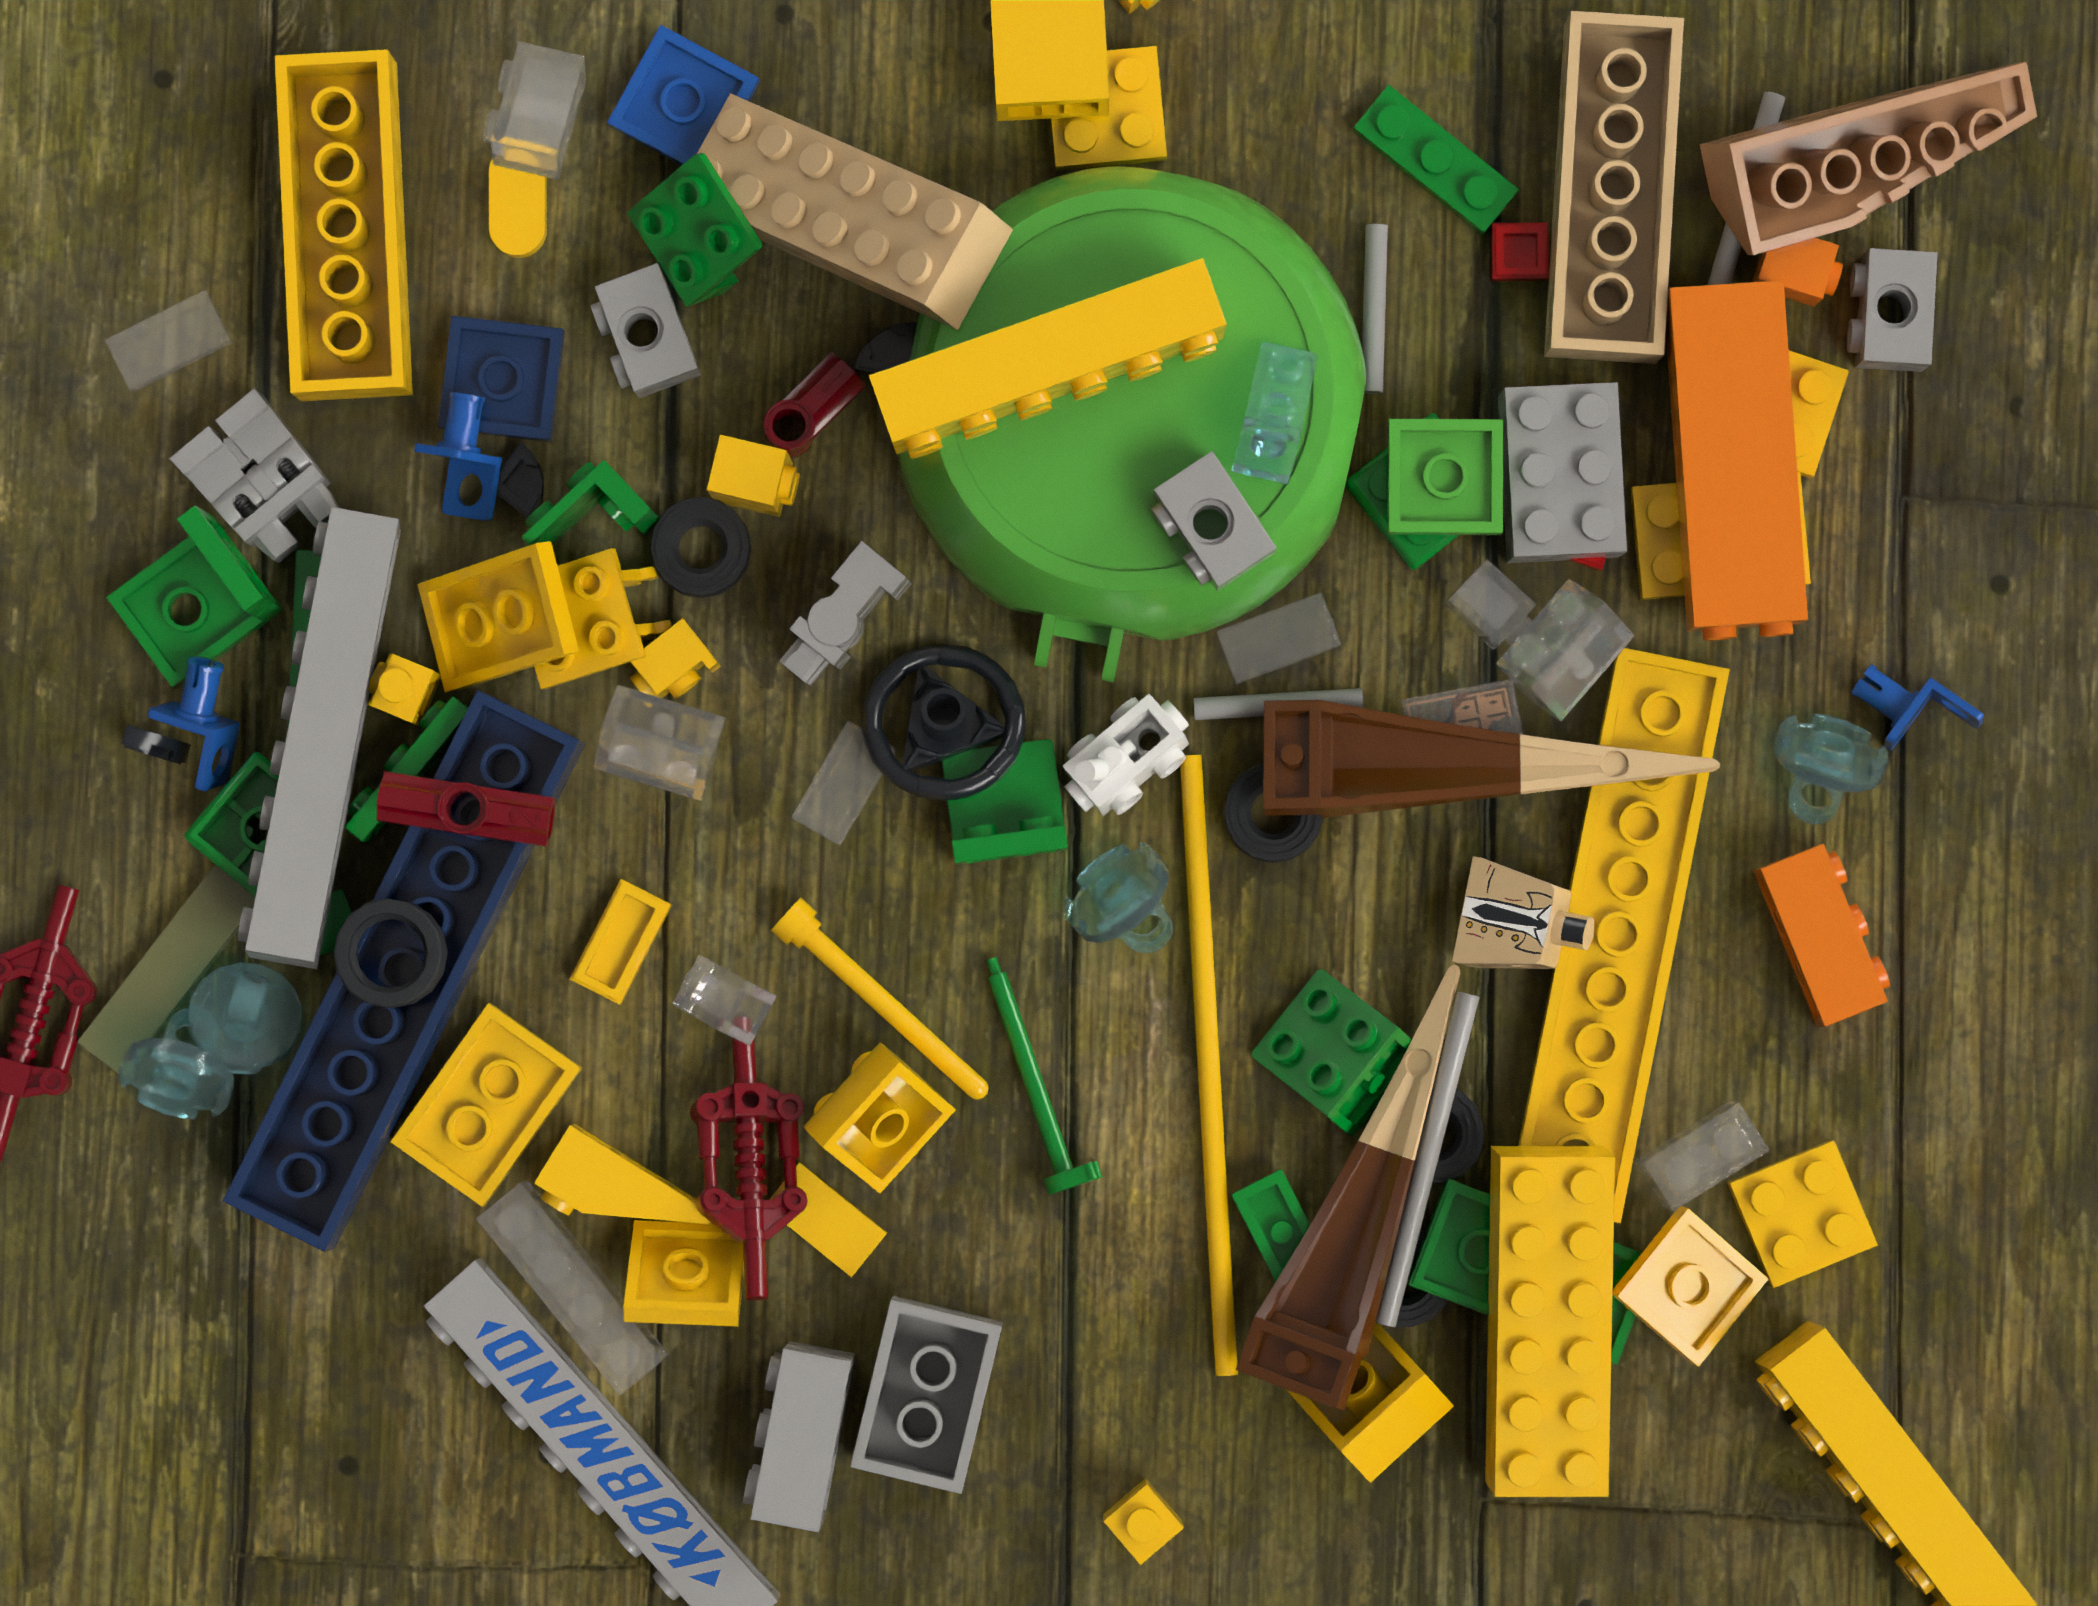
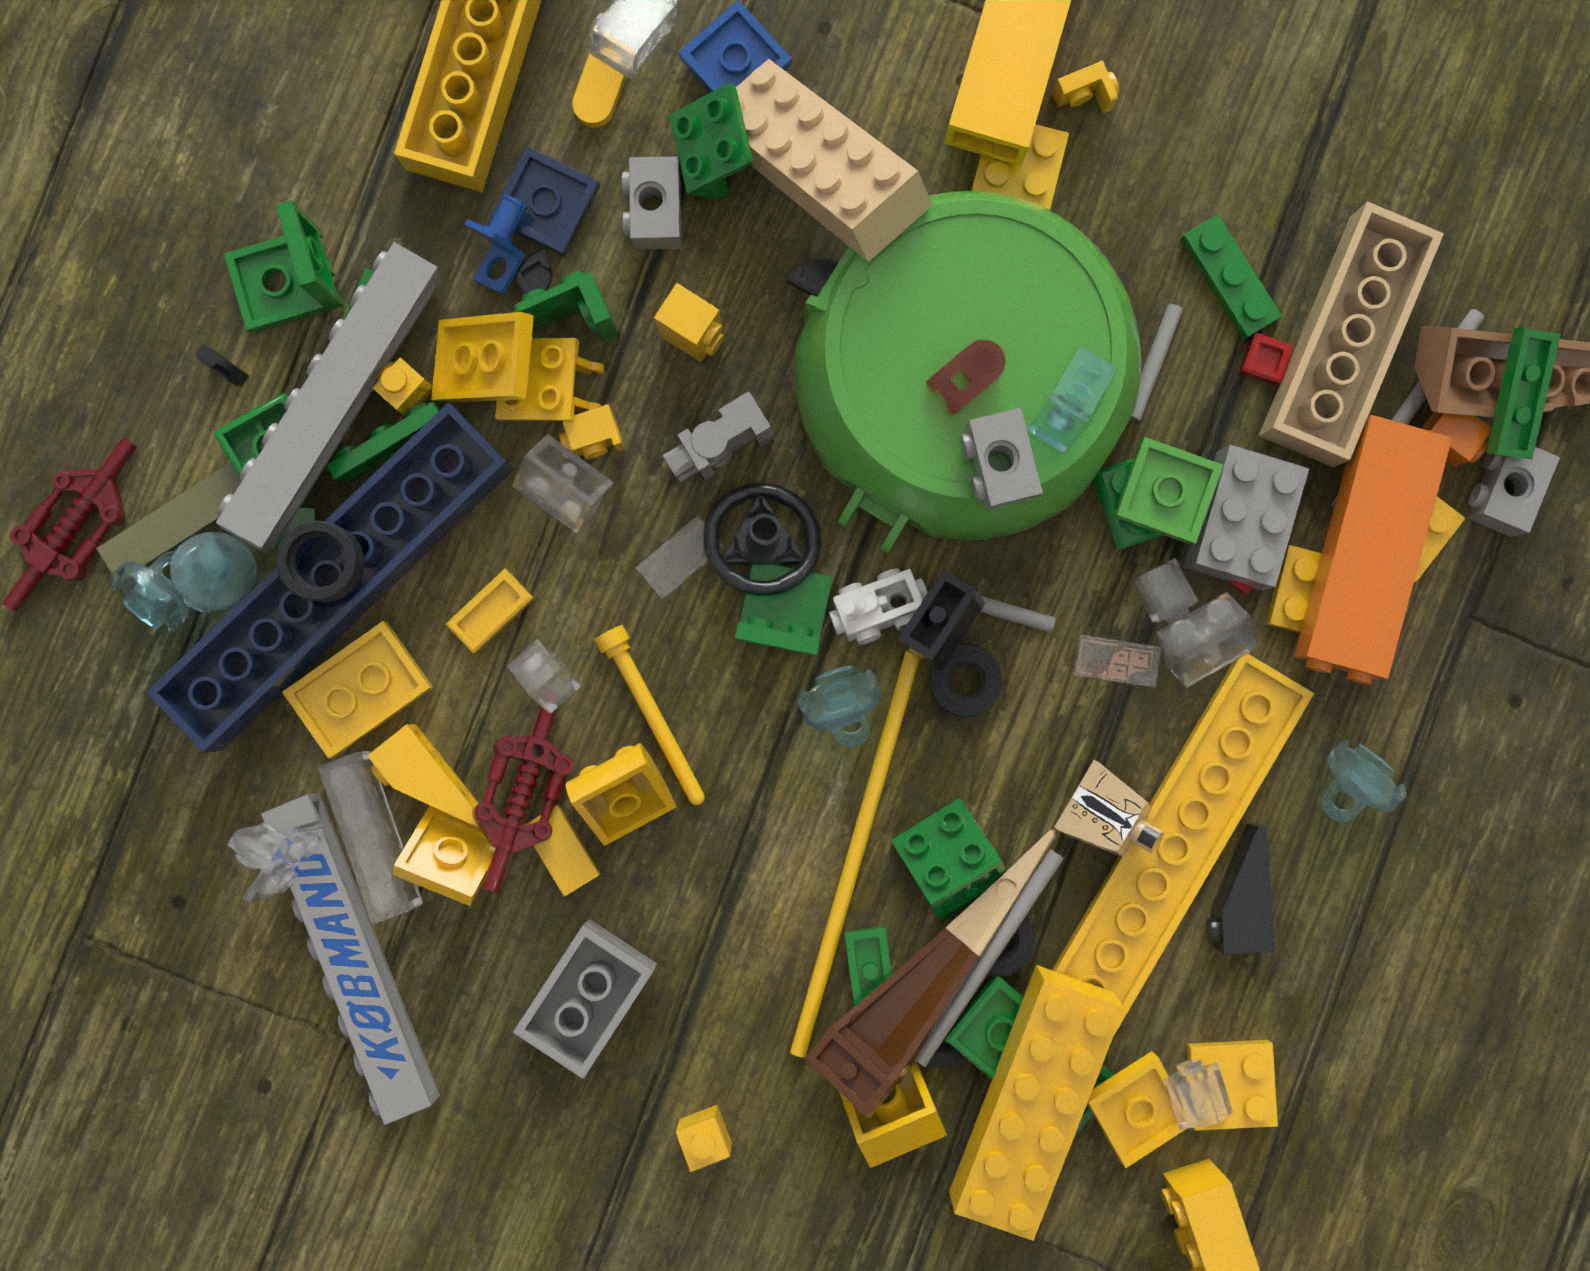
camera: 15 degrees right, 0 degrees up
(168, 341) = (331, 99): clear tile -> none
(197, 715) = (256, 355): blue bracket -> none
(263, 438) = (353, 203): light grey hips -> none
(430, 801) = (386, 468): dark red piece -> none
(456, 1343) = (274, 855): none -> clear bracket
(680, 519) = (632, 339): black tyre -> none
(799, 1435) = (486, 997): light grey brick -> none
(814, 402) = (751, 291): dark red piece -> none
(1050, 357) = (929, 300): yellow brick -> none
(1065, 1175) = (735, 878): green piece -> none
(1143, 410) = (979, 364): none -> clear red plate
(1213, 747) = (941, 620): none -> black brick
(1278, 638) = (1010, 563): clear tile -> none
(1365, 760) = (1045, 669): reddish brown plate -> none
(1702, 1155) = (1179, 1022): clear brick -> none
(1733, 976) = (1243, 903): none -> black slope
(1754, 1236) = (1198, 1094): none -> clear brick
(1823, 935) = (1314, 899): orange brick -> none
(1854, 192) = (1523, 393): none -> green plate
(1904, 706) = (1424, 761): blue bracket -> none

